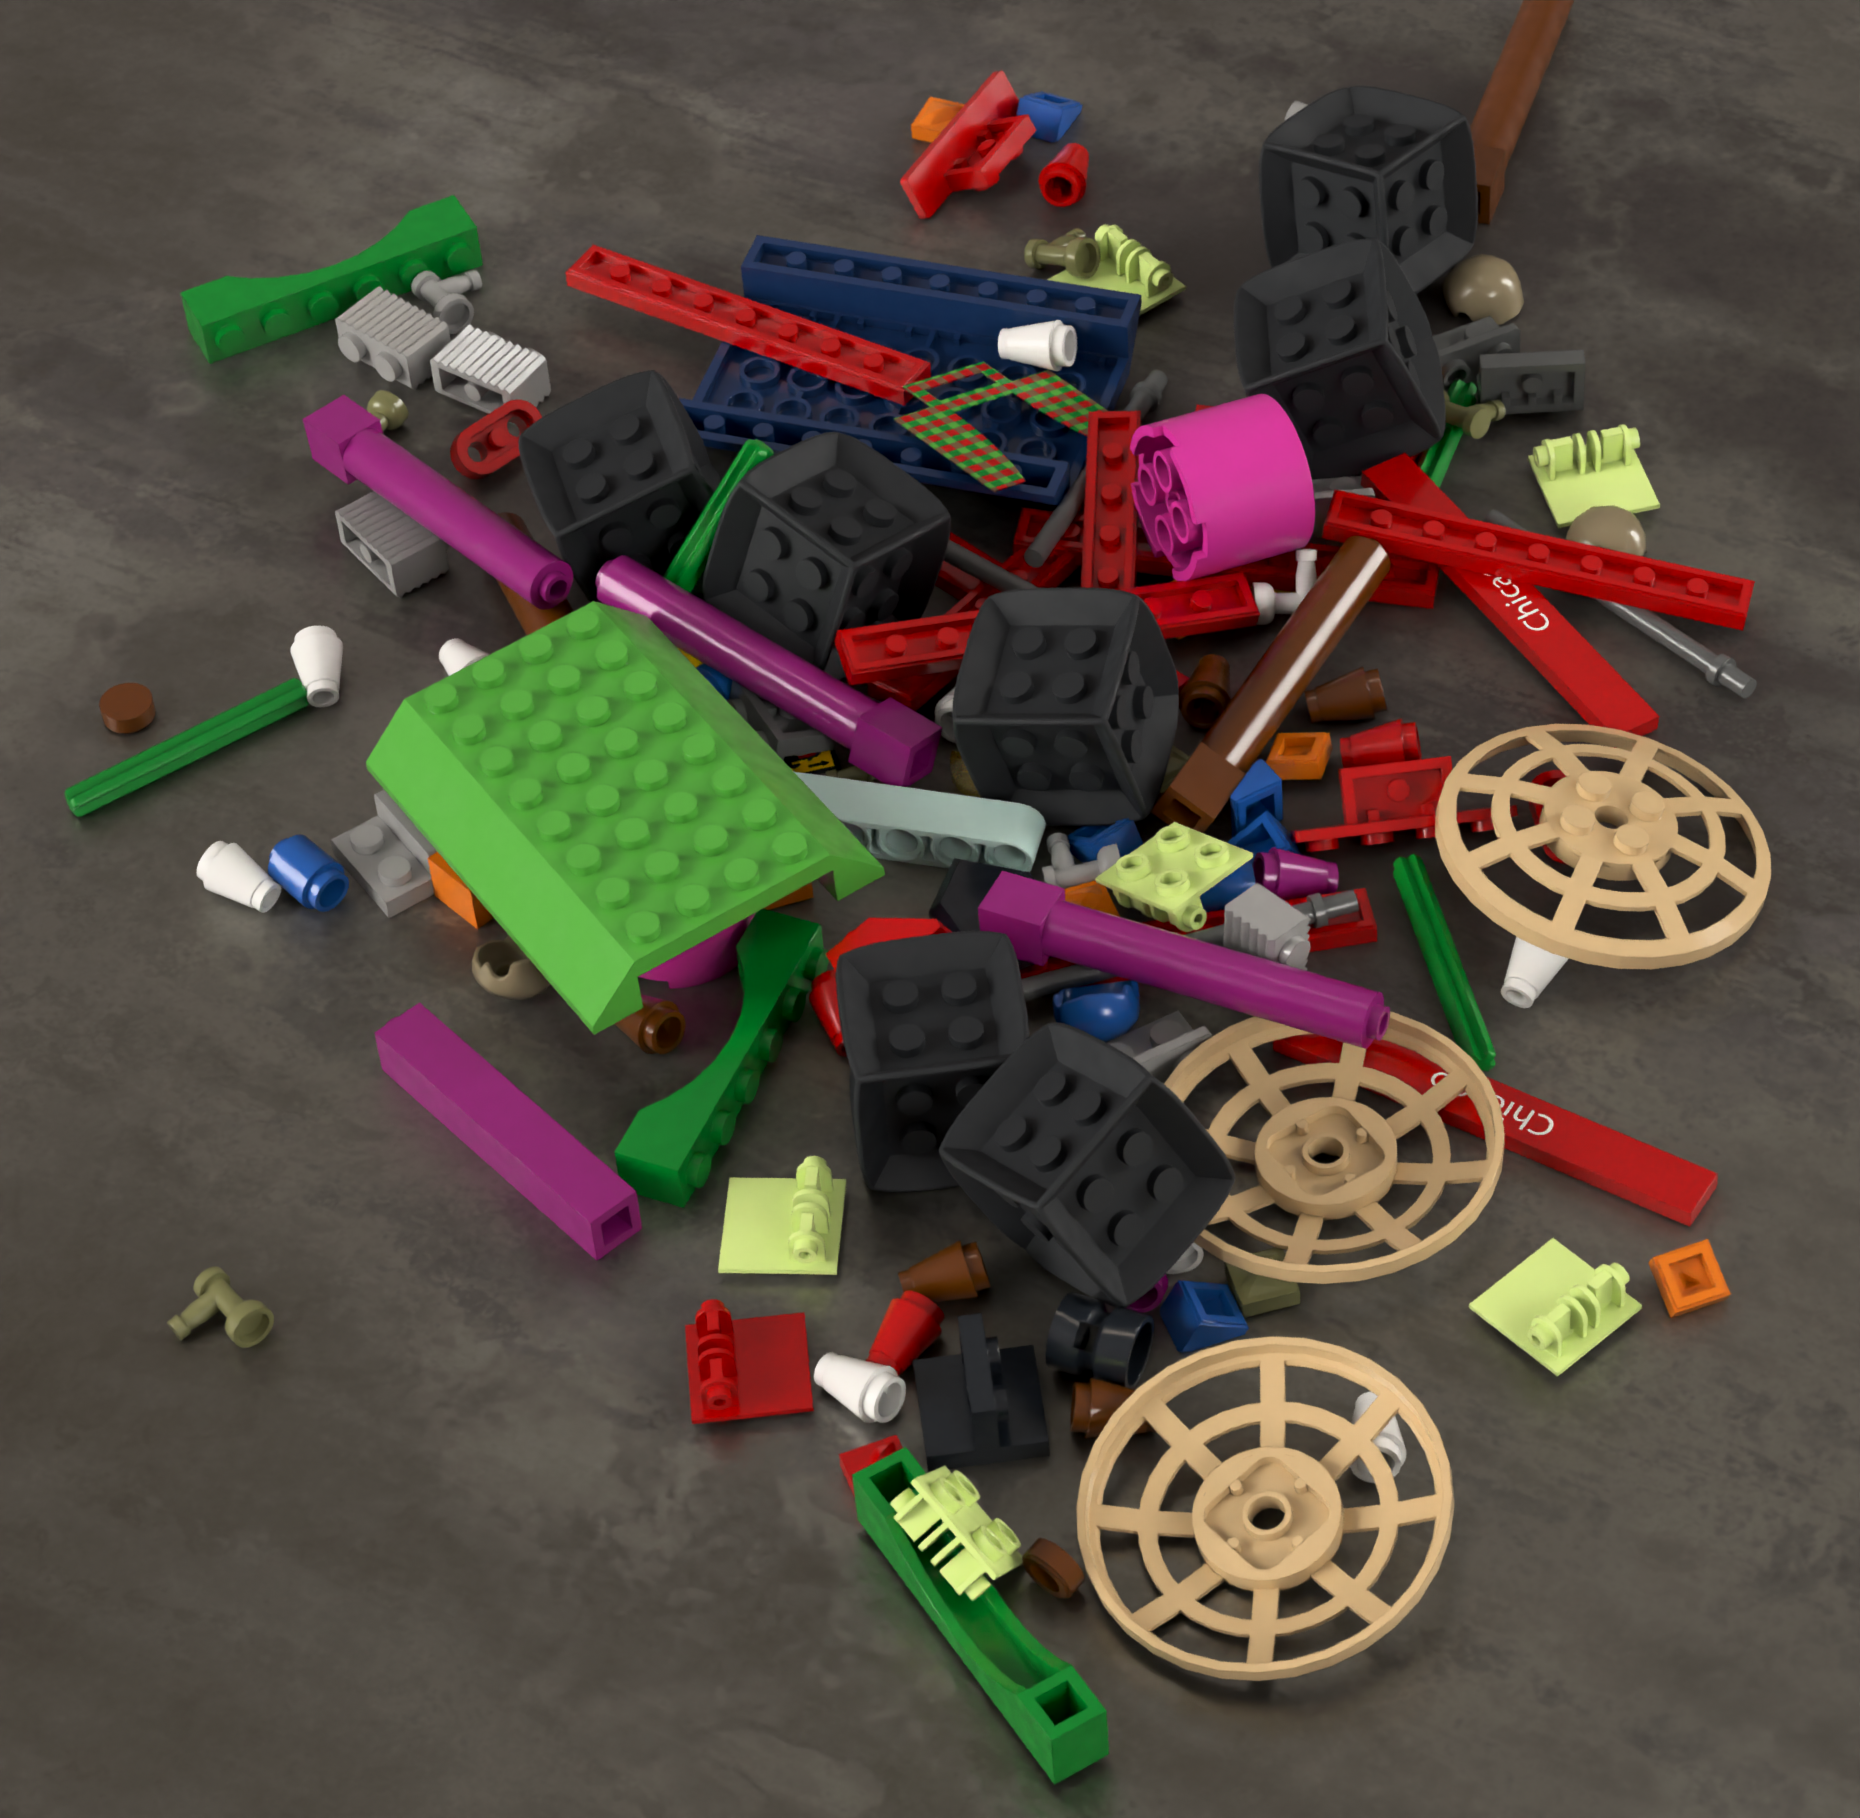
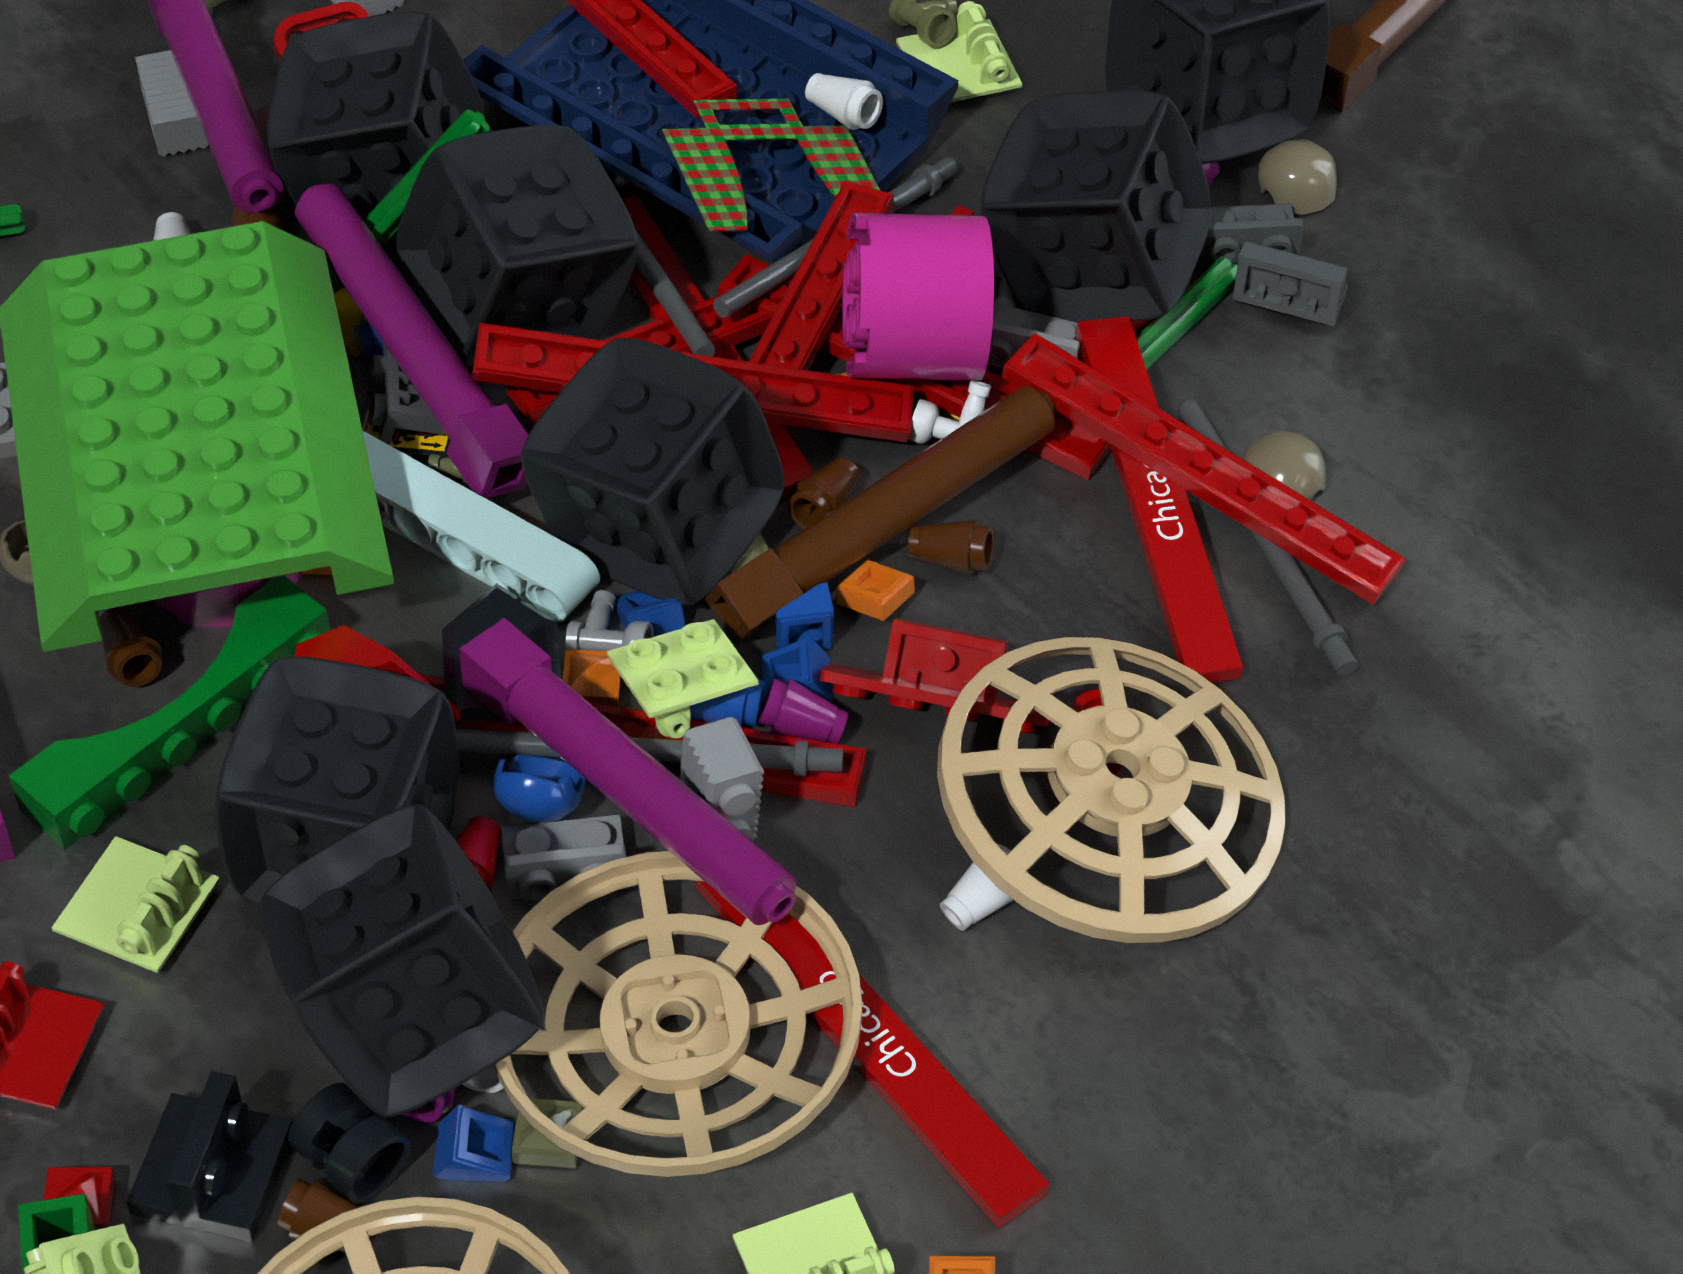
camera: 15 degrees right, 5 degrees up
(318, 661) = (47, 195): white cone -> none
(862, 1386) = (109, 1104): white cone -> none
(906, 1331) = (176, 1064): red cone -> none
(948, 1274) = (252, 1014): reddish brown cone -> none
(1381, 745) = (959, 608): red cone -> none
(1443, 960) = (900, 857): green axle -> none
(1475, 418) = (1216, 303): olive piece -> none
(1592, 474) = (1307, 397): yellowish green hinge -> none

